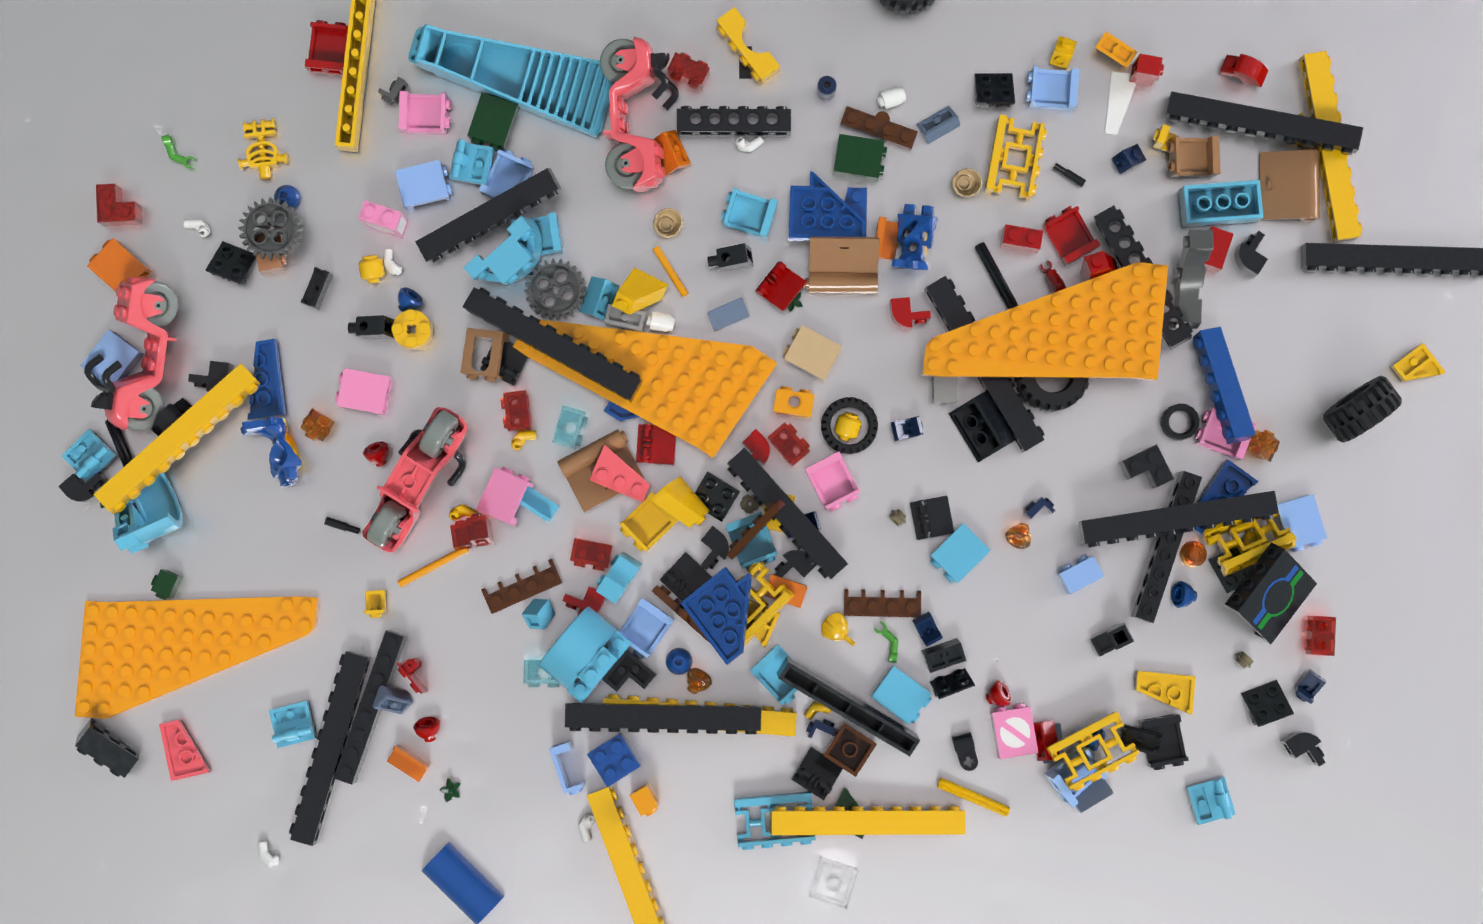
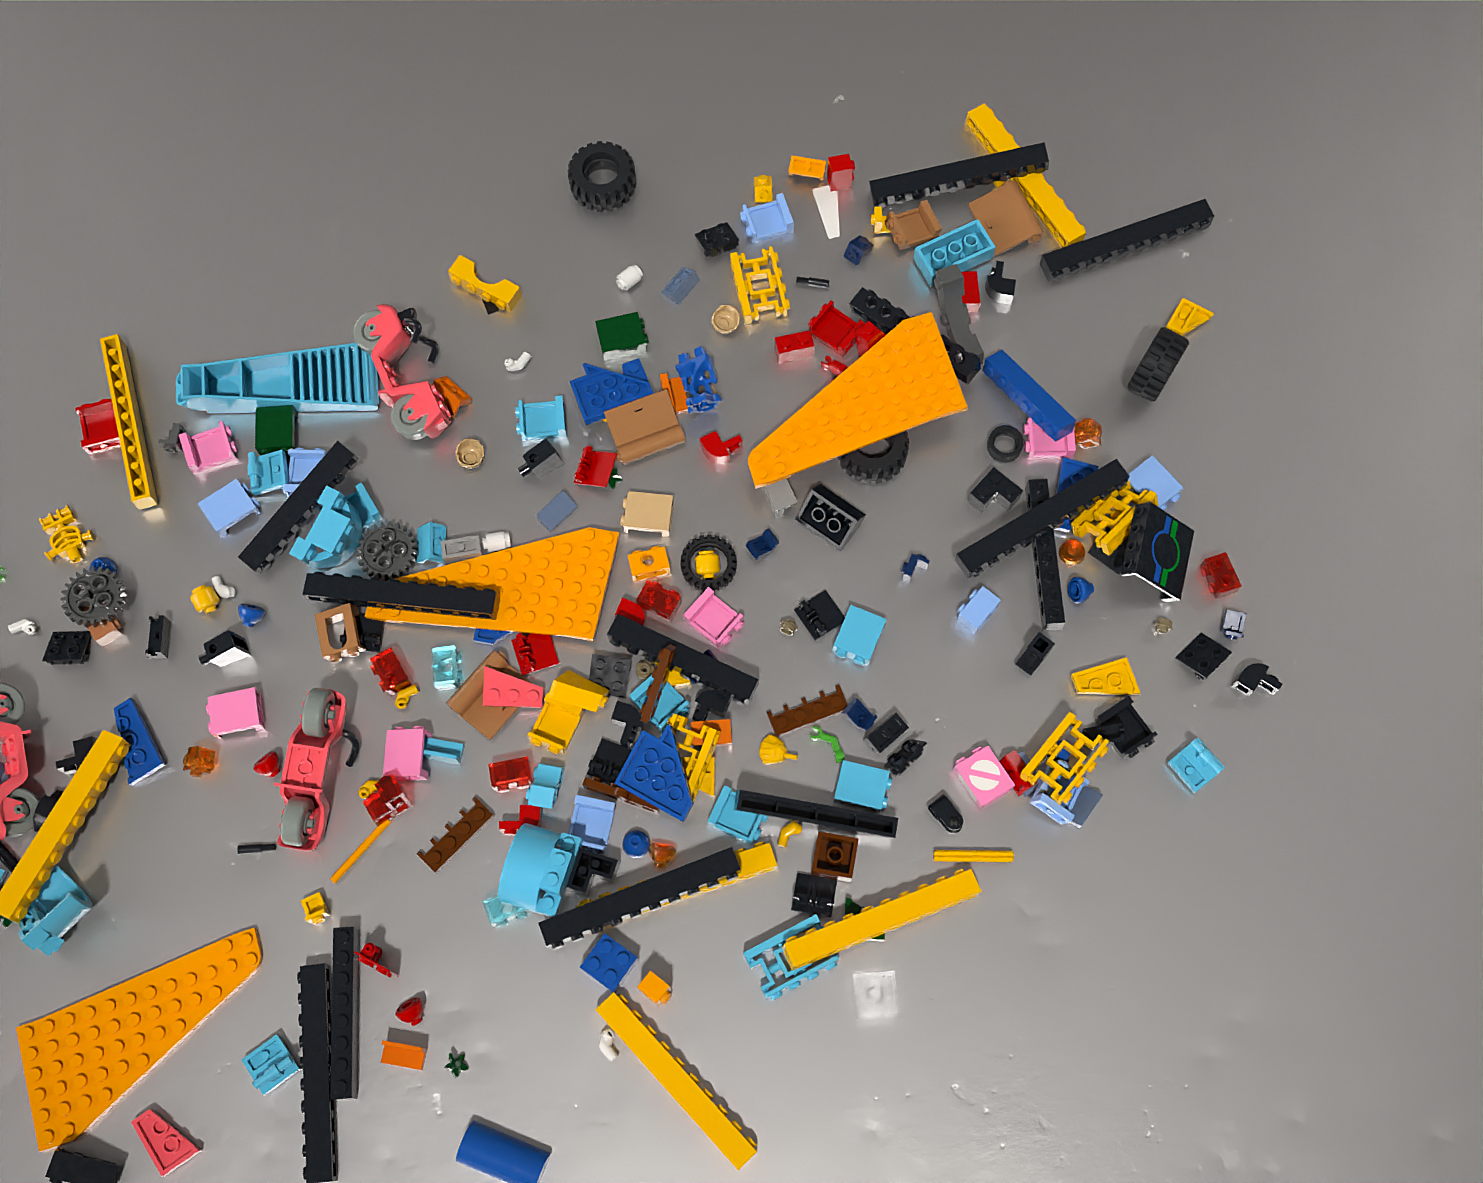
camera: 20 degrees left, 15 degrees down
(165, 584) = (95, 976): dark green brick -> none
(284, 454) = (173, 799): blue hips -> none
(383, 219) = (200, 548): bright pink brick -> none
(392, 699) = (364, 996): sand blue slope -> none
(403, 334) = (254, 634): yellow brick -> none
(538, 613) = (481, 853): medium azure panel -> none
(555, 753) = (549, 974): light blue panel -> none
(639, 292) = (465, 520): yellow slope -> none
(670, 271) = (488, 495): light orange bar -> none
(689, 71) = (439, 322): clear red brick -> none
(742, 128) = (495, 356): black brick -> none
(823, 92) = (568, 289): dark blue brick -> none
(825, 726) = (803, 845): dark blue bracket -> none
(879, 127) = (629, 304): reddish brown hinge -> none
(996, 275) = (783, 384): black axle -> none
(999, 694) = (953, 748): red brick -> none
(1001, 390) = (758, 427): black brick -> none
(1019, 536) = (907, 598): clear orange brick -> none
(1246, 68) = (924, 140): red brick -> none

